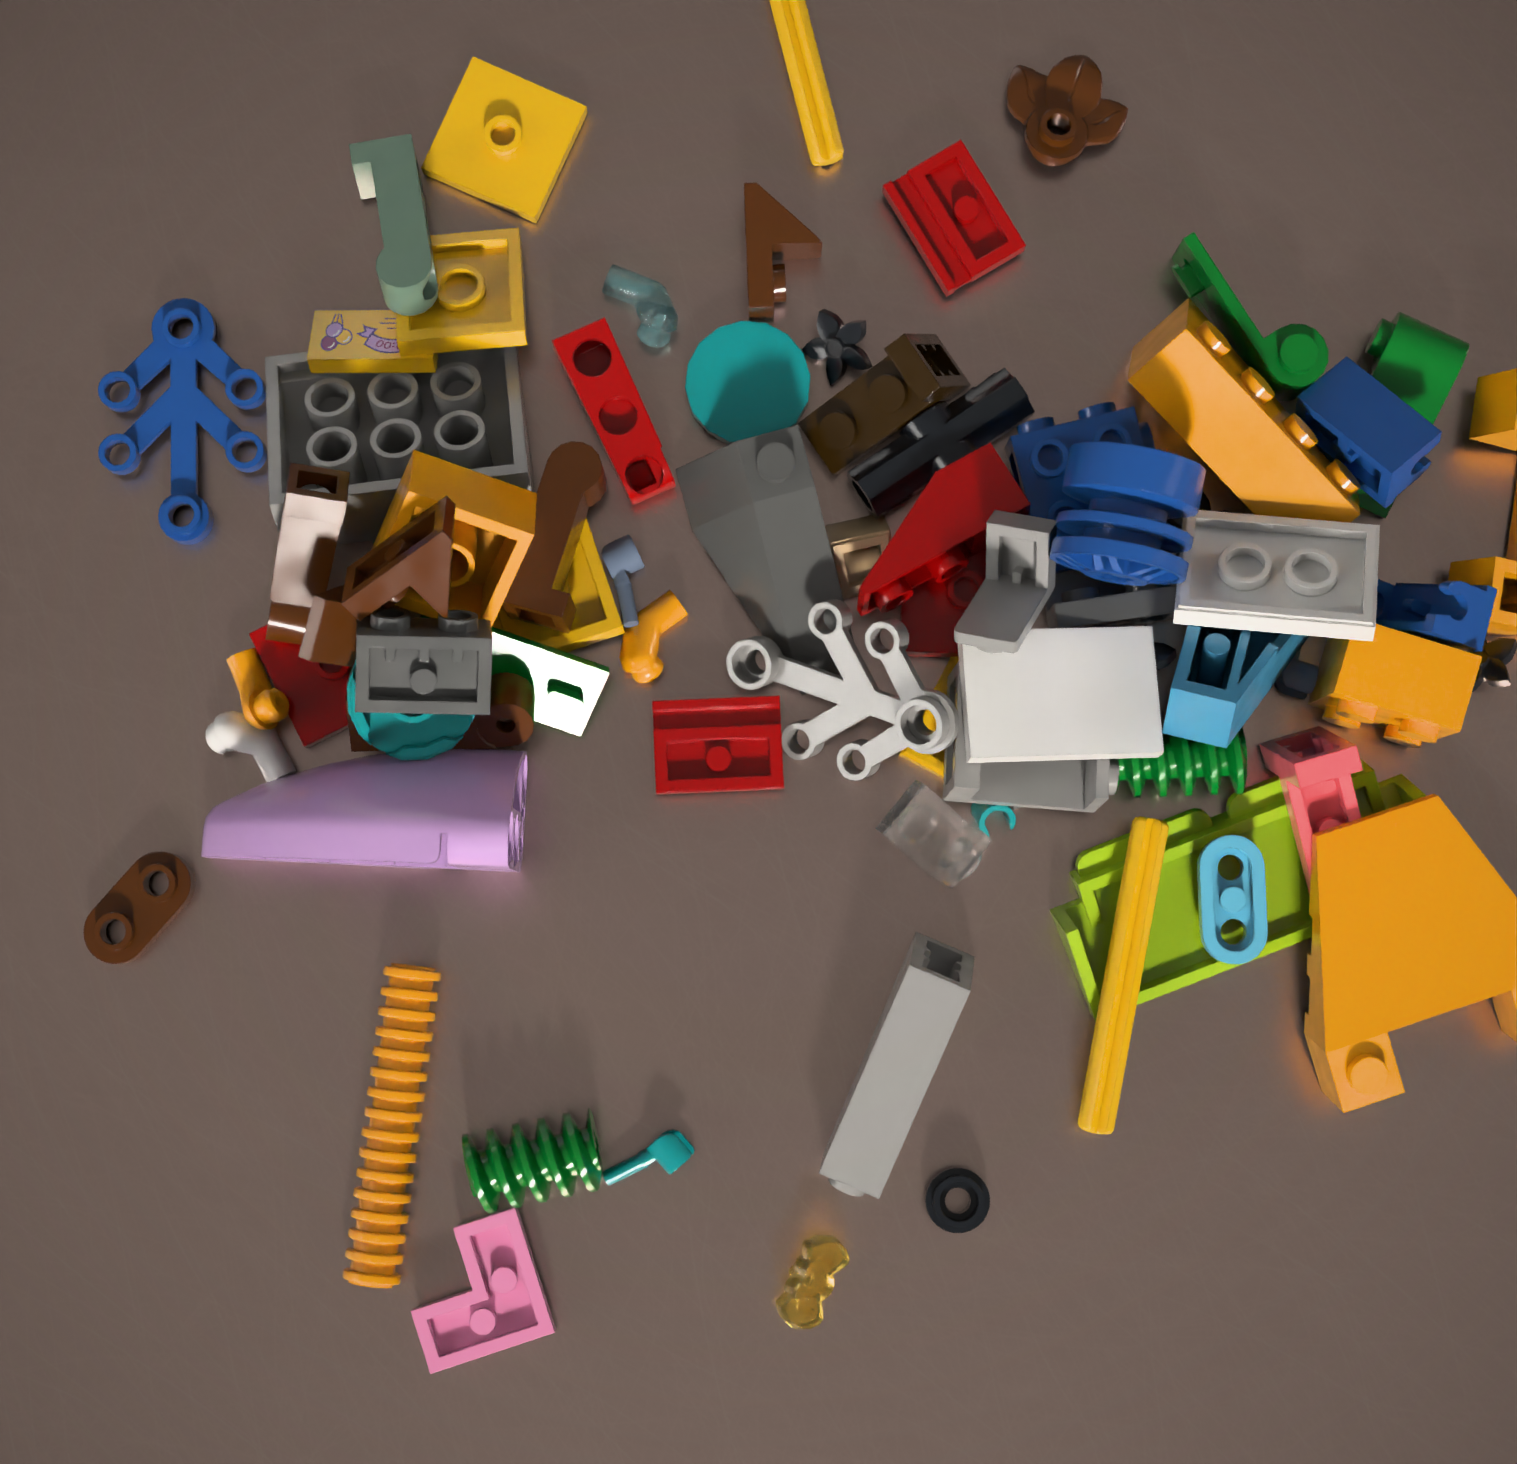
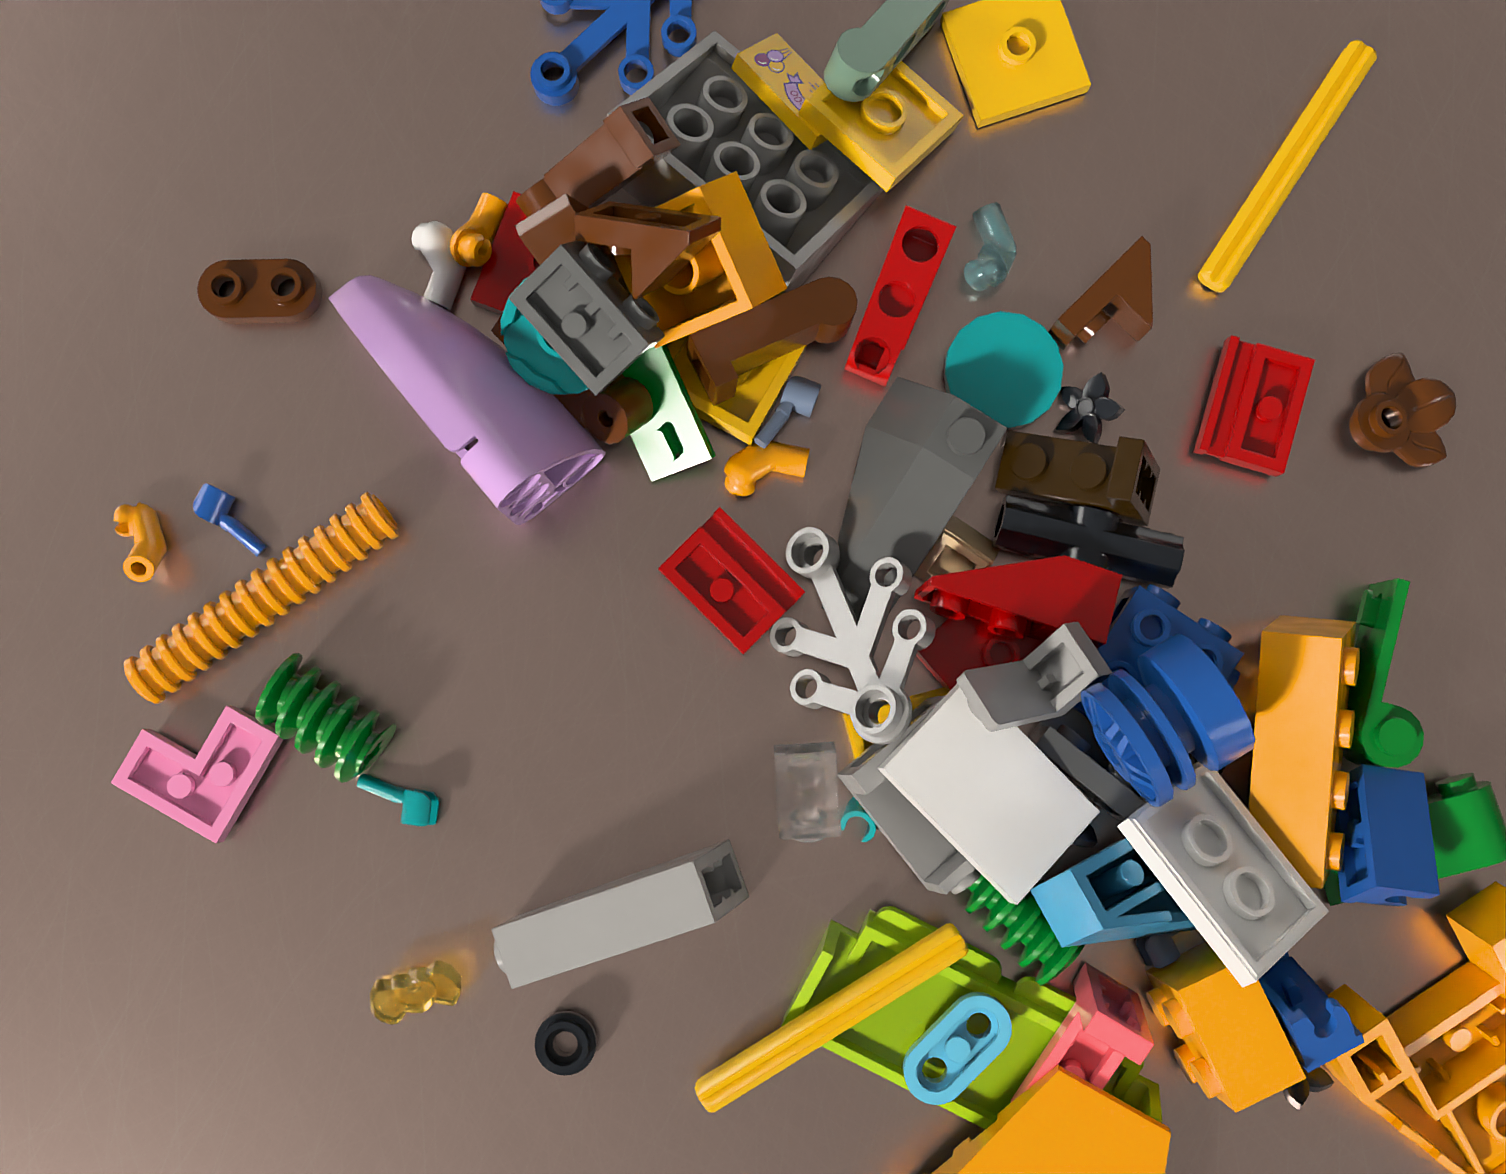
camera: 50 degrees right, 0 degrees up
(262, 1175) = (149, 541): none -> light orange arm
(281, 1098) = (213, 507): none -> blue hand

